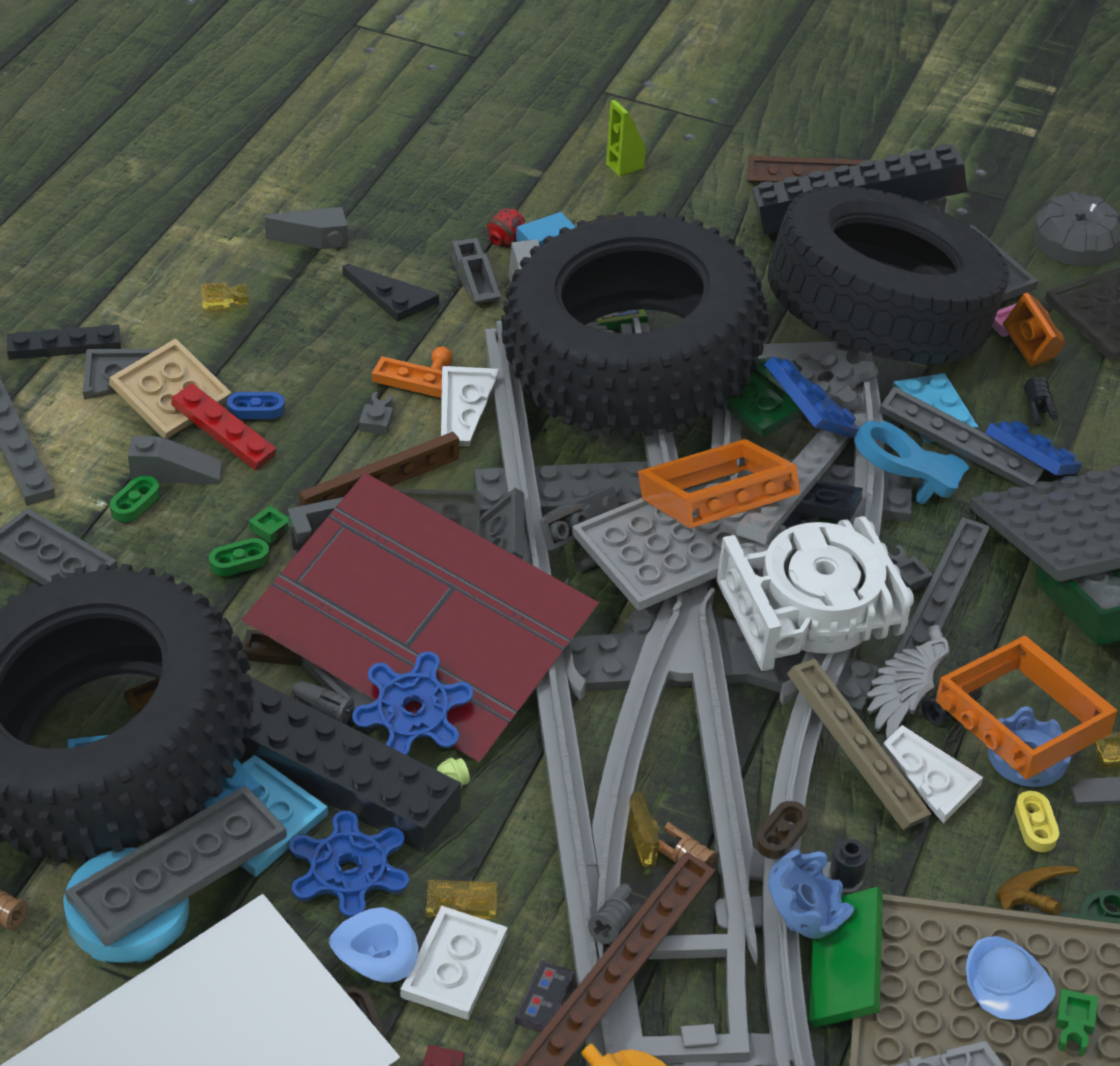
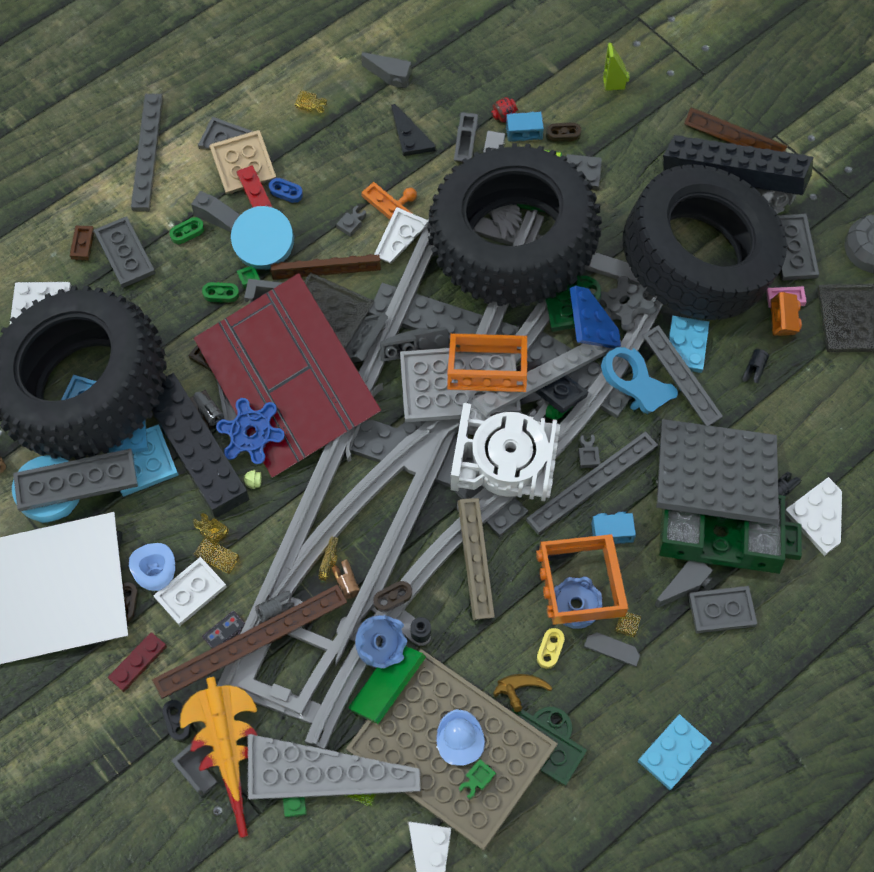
camera: 30 degrees right, 20 degrees up
(62, 341) = (207, 103): black plate -> none
(267, 462) = (262, 237): none -> medium azure piece
(339, 848) = (161, 501): blue plate -> none
(431, 864) = (211, 530): none -> clear yellow plate
(906, 681) = (533, 529): light grey animal -> none
(931, 772) = (512, 592): white wing -> none
(1004, 632) = (619, 525): none -> dark azure brick
(1035, 448) = (724, 400): blue plate -> none

